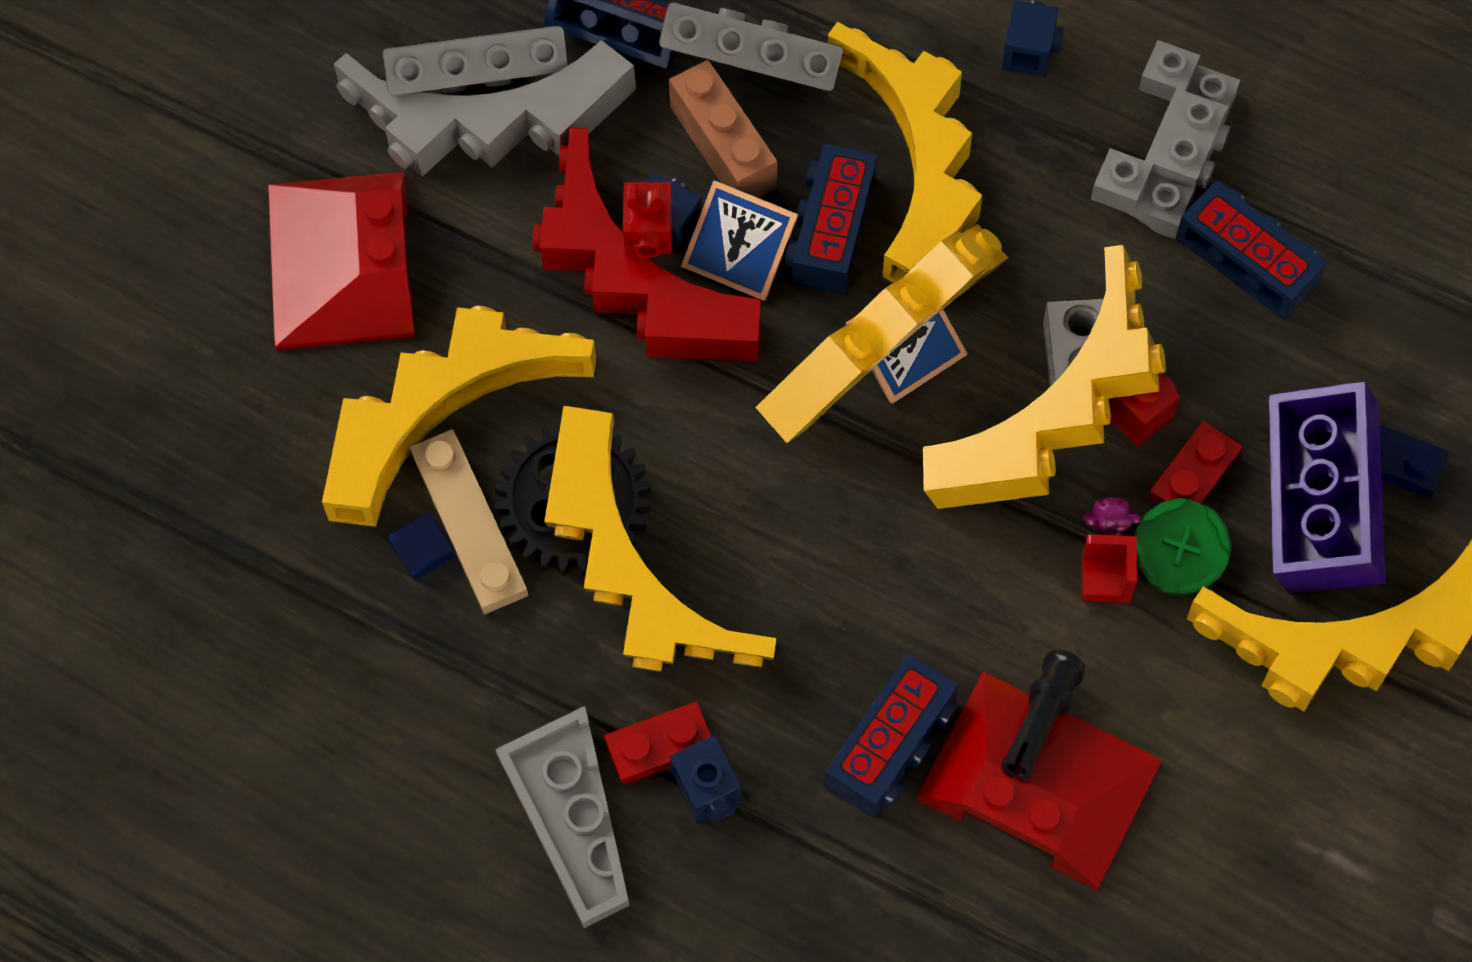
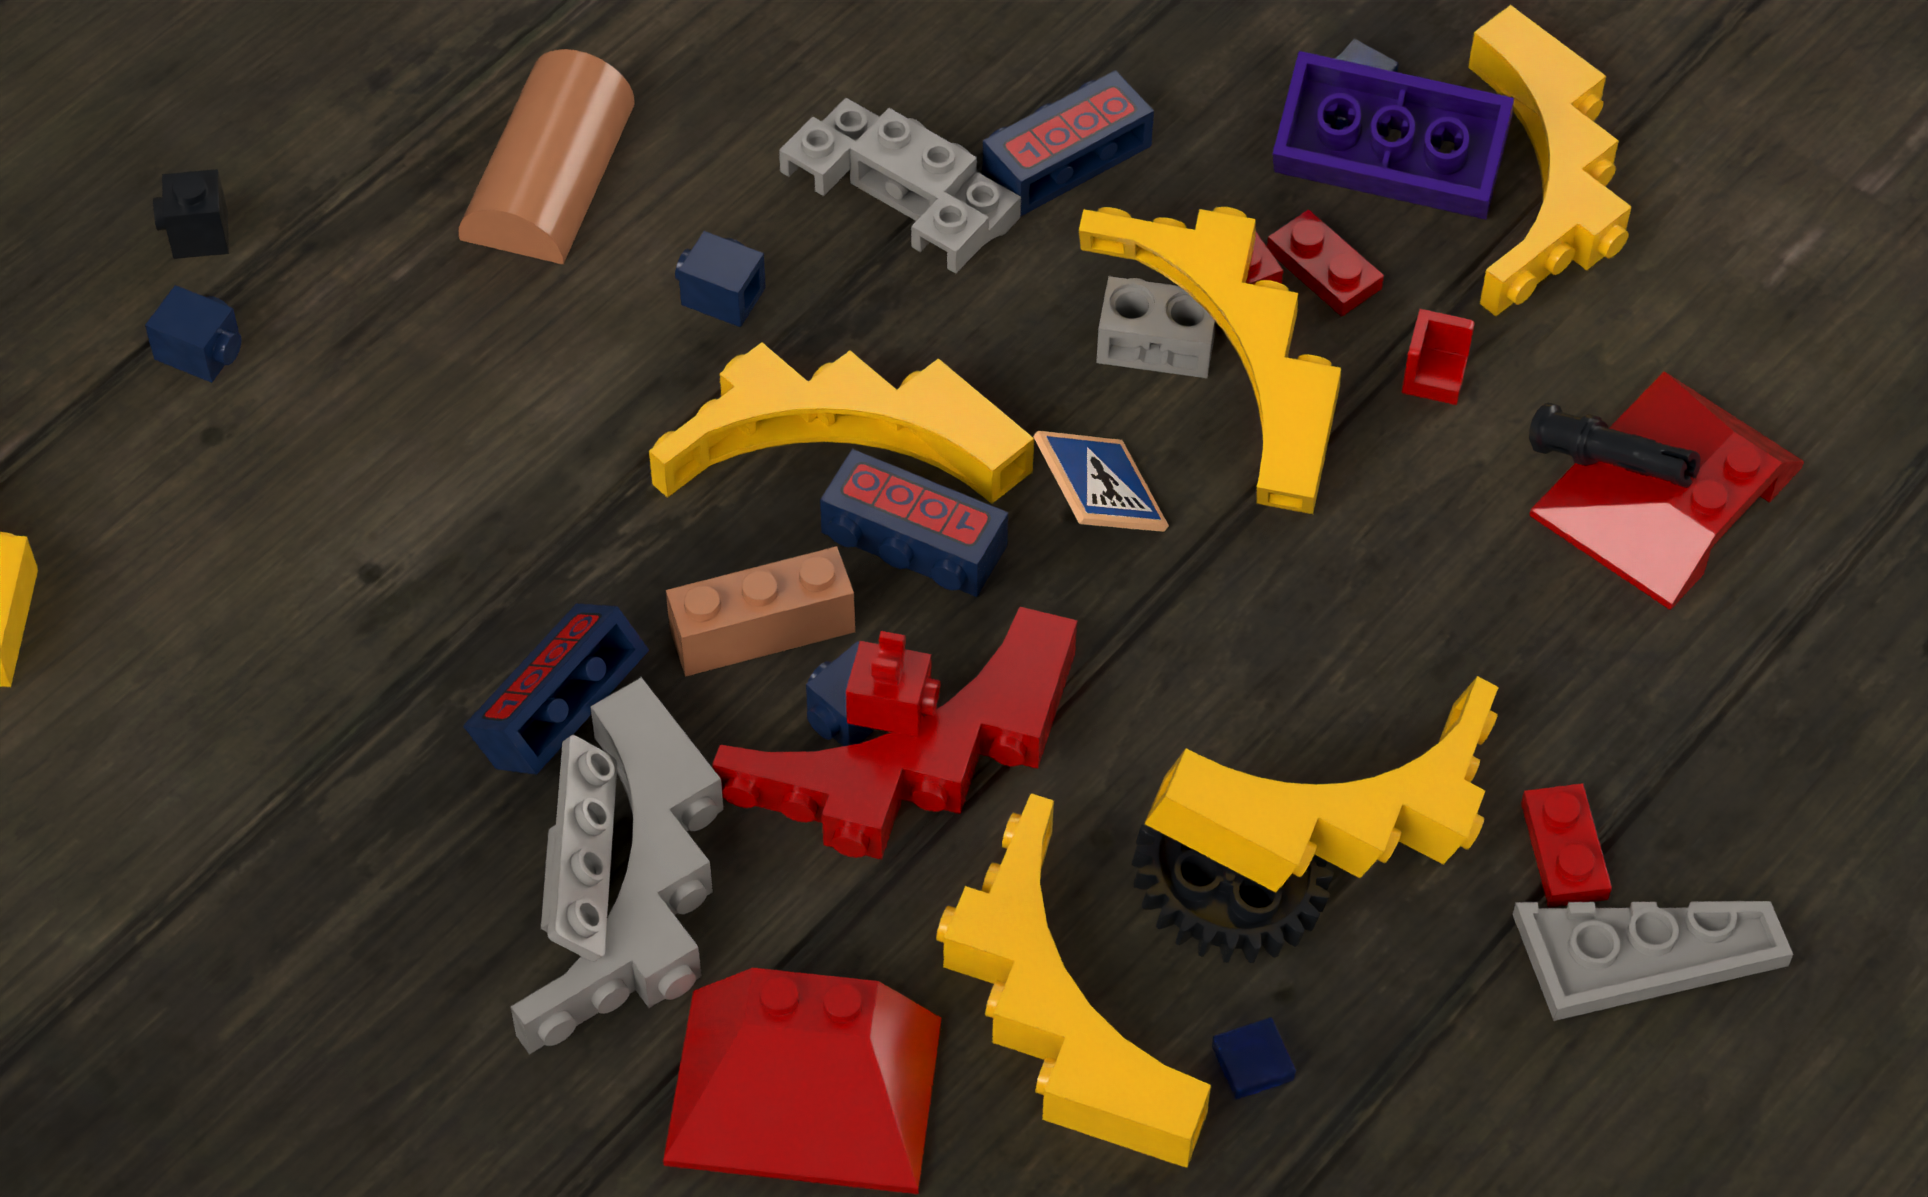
camera: 80 degrees left, 10 degrees down
(468, 522) = (1231, 997): tan plate -> none
(706, 780) = (1631, 796): dark blue brick -> none
(739, 240) = (926, 607): piece -> none
(750, 46) = (654, 544): light grey bracket -> none
(880, 328) = (1107, 460): yellow arch -> none
(892, 737) = (1604, 604): dark blue brick -> none
(1111, 516) = (1374, 343): magenta plant -> none
(1182, 547) = (1413, 278): green tile -> none

